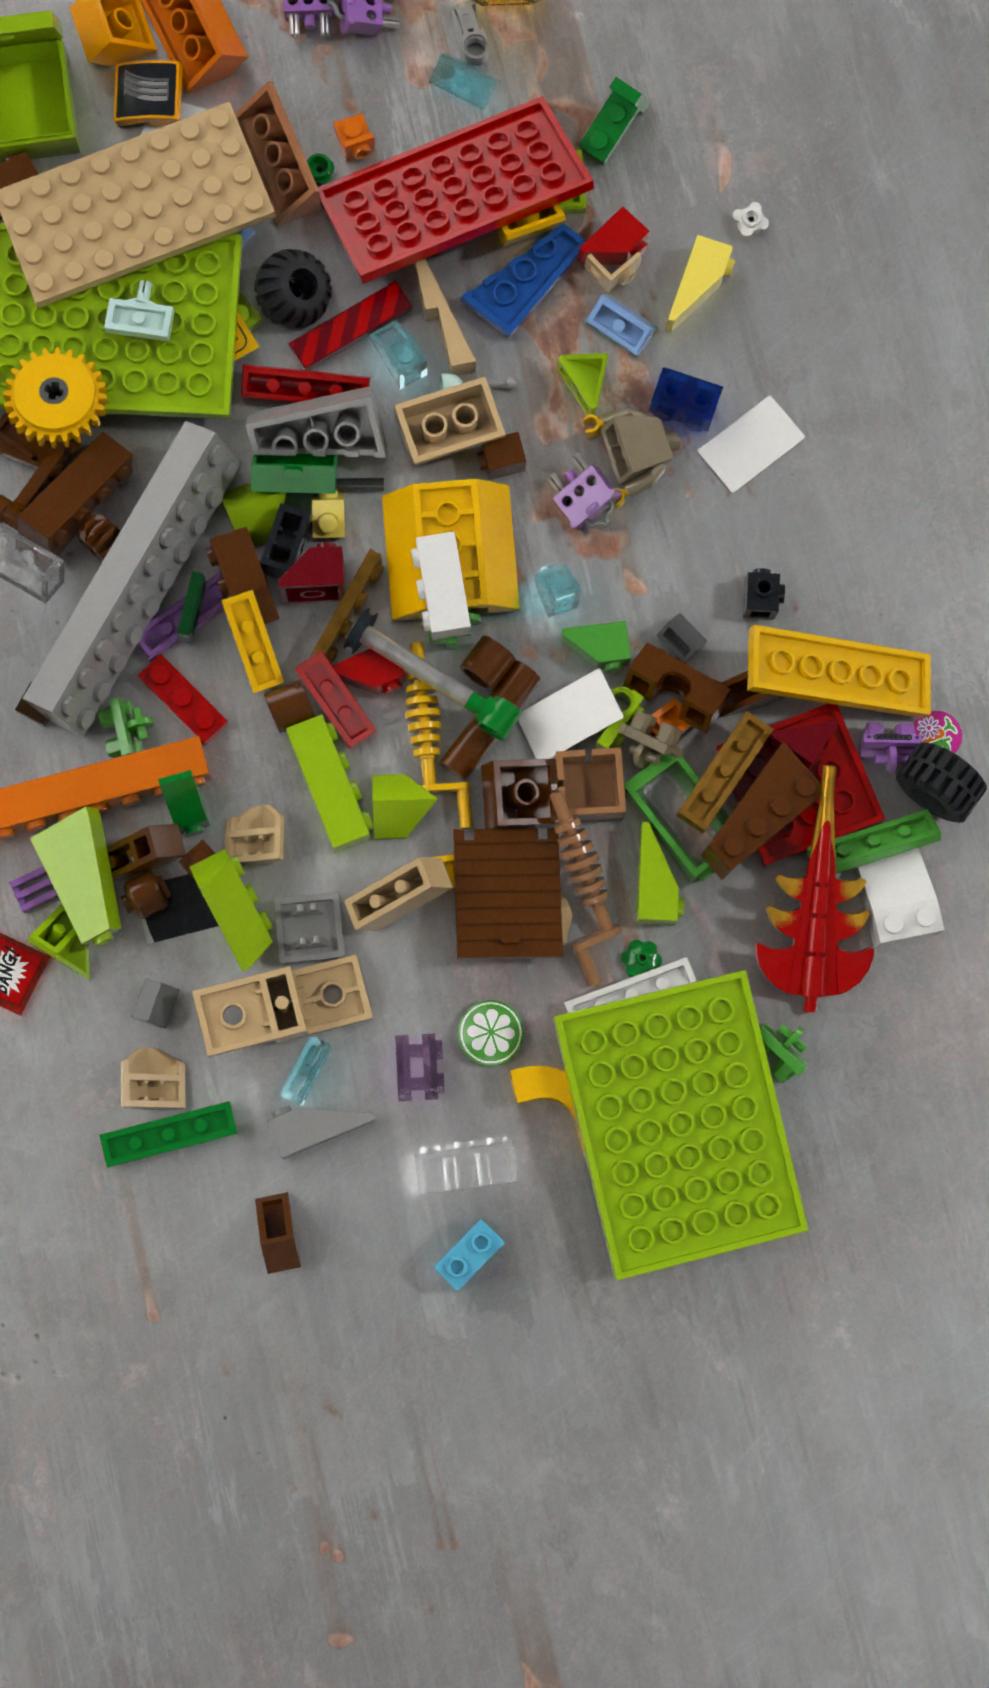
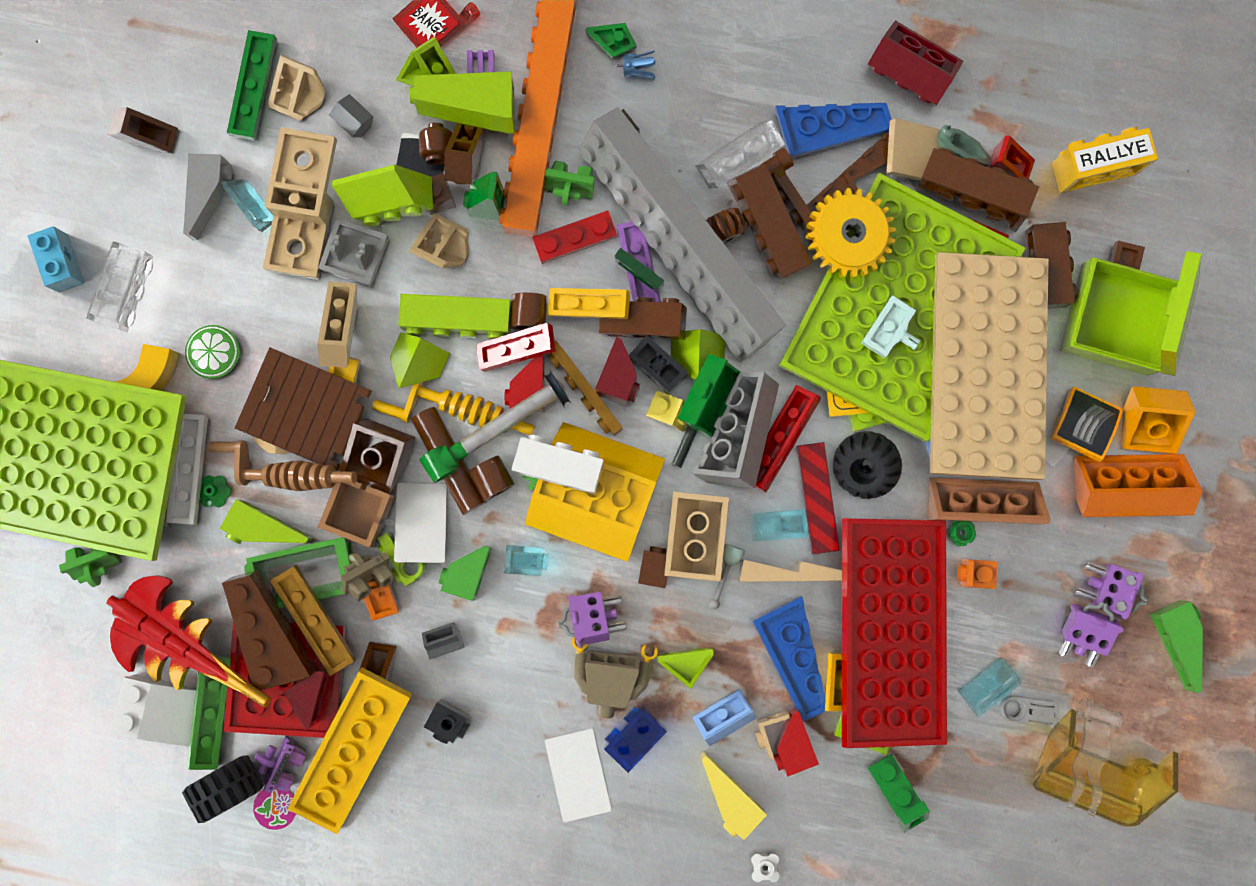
camera: 125 degrees right, 5 degrees up
(431, 1051) = (217, 299): clear purple brick -> none
(658, 671) = (384, 632): reddish brown arch -> none

